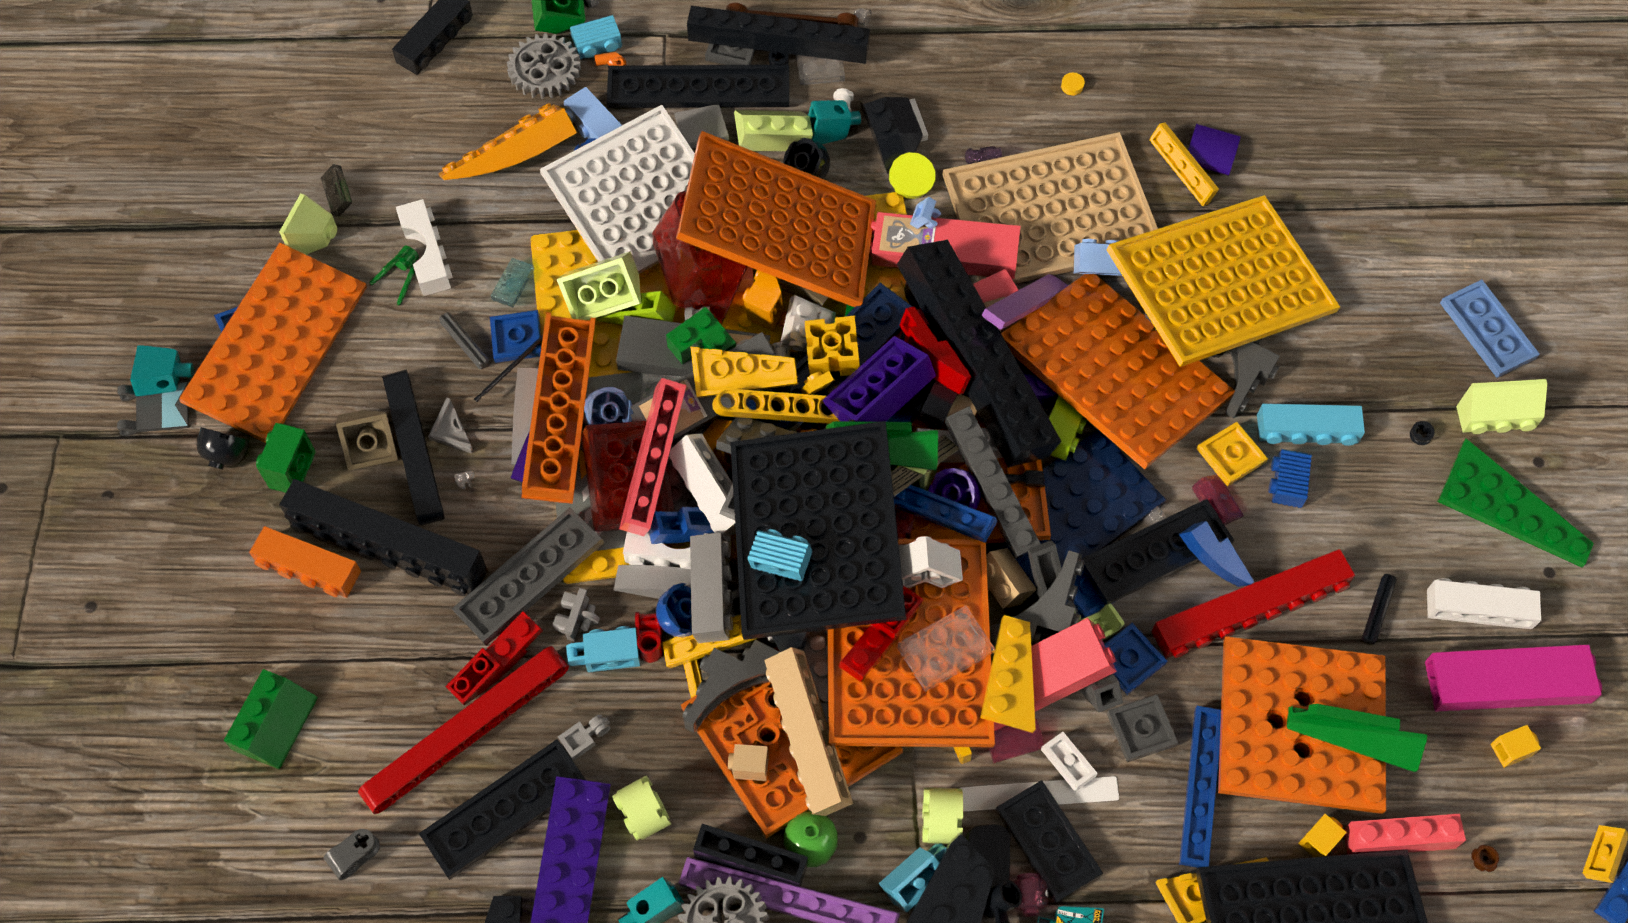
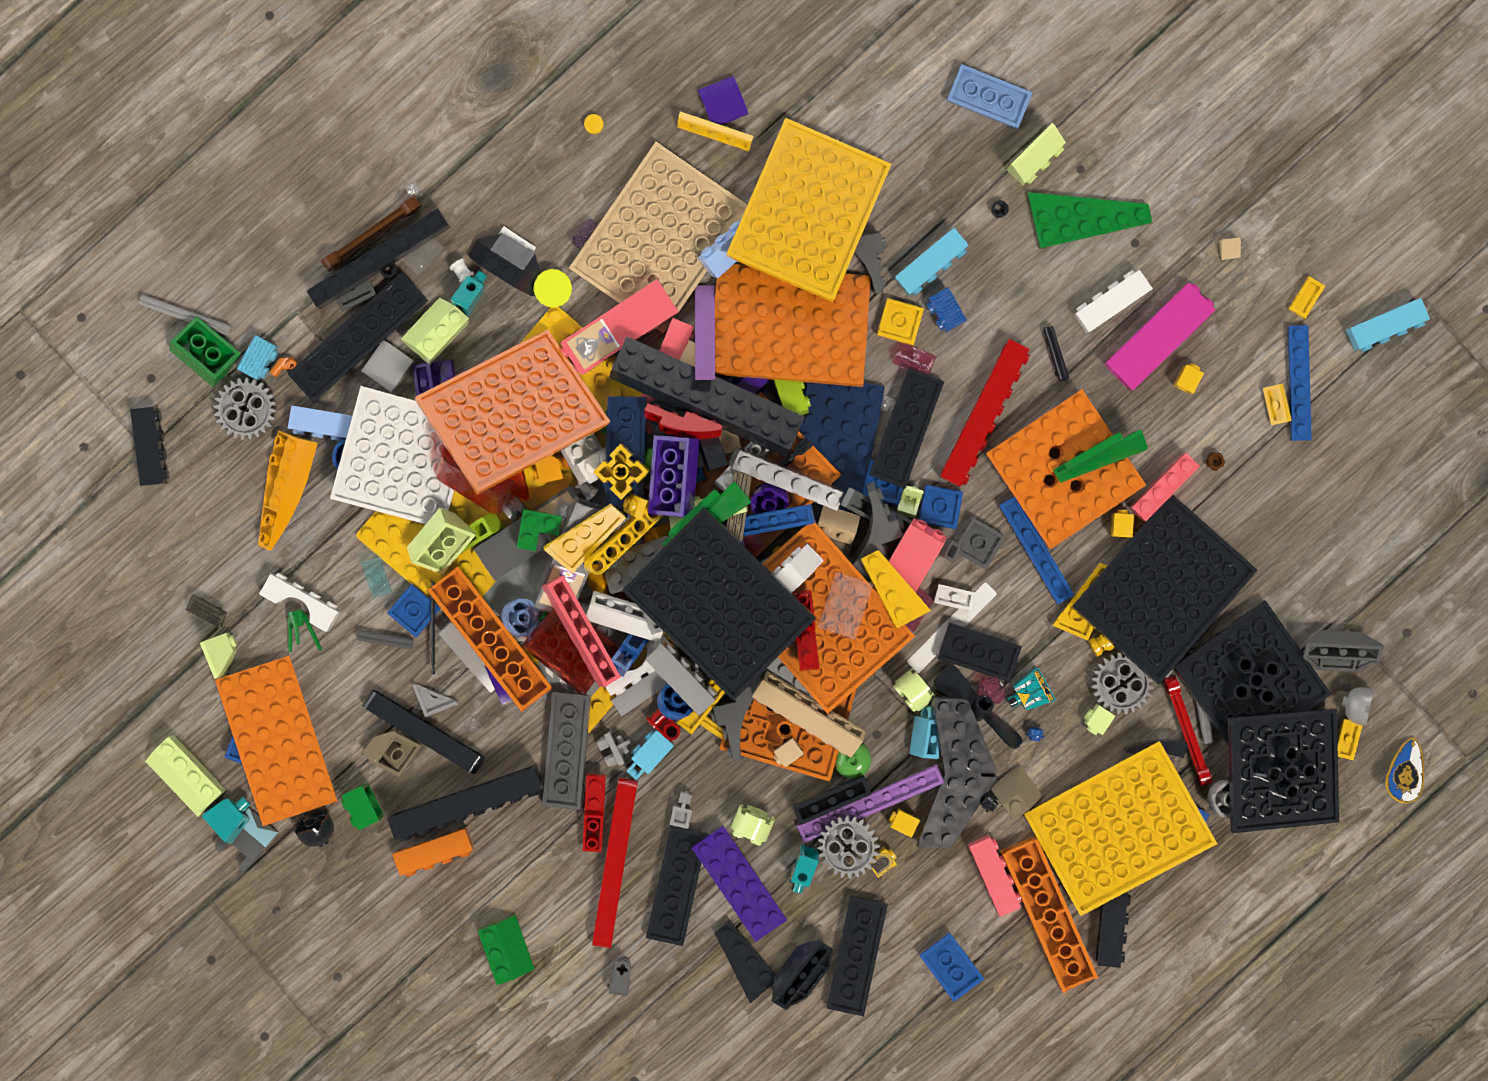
camera: 40 degrees left, 25 degrees up
(167, 303) = (185, 775): none -> yellowish green slope
(780, 554) = (716, 640): medium azure brick -> none
(808, 157) = (481, 339): black cylinder -> none
(923, 214) = (593, 324): light blue tile -> none
(1216, 554) = (941, 403): blue slope -> none

